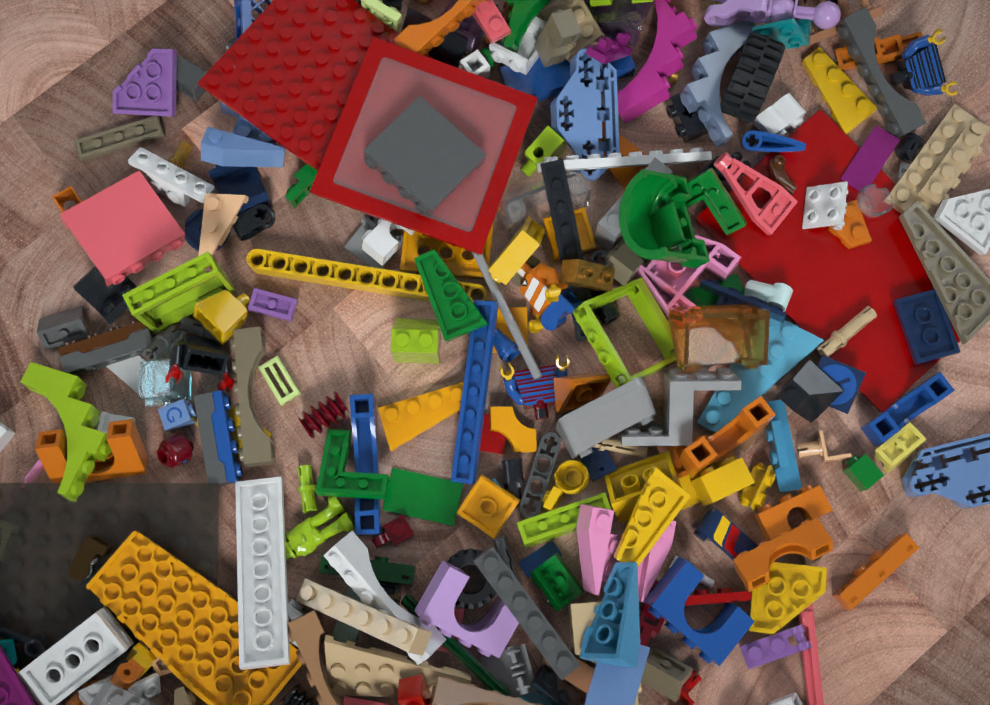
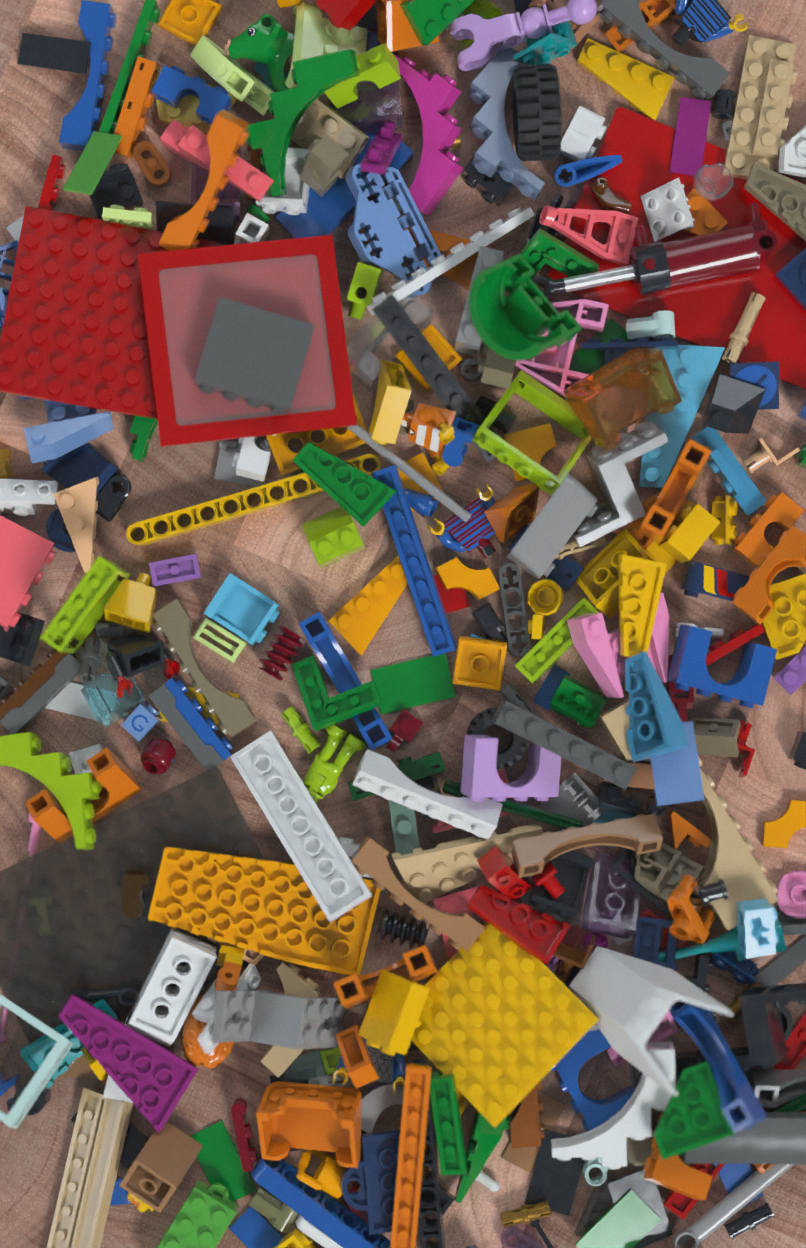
camera: 25 degrees left, 10 degrees up
(311, 363) = (243, 609): none -> medium azure panel
(364, 617) = (431, 821): tan arch -> none
(587, 275) = (470, 398): pearl gold brick -> none
(625, 342) = (532, 442): none -> light orange tile
(819, 251) = (680, 262): none -> dark red piece

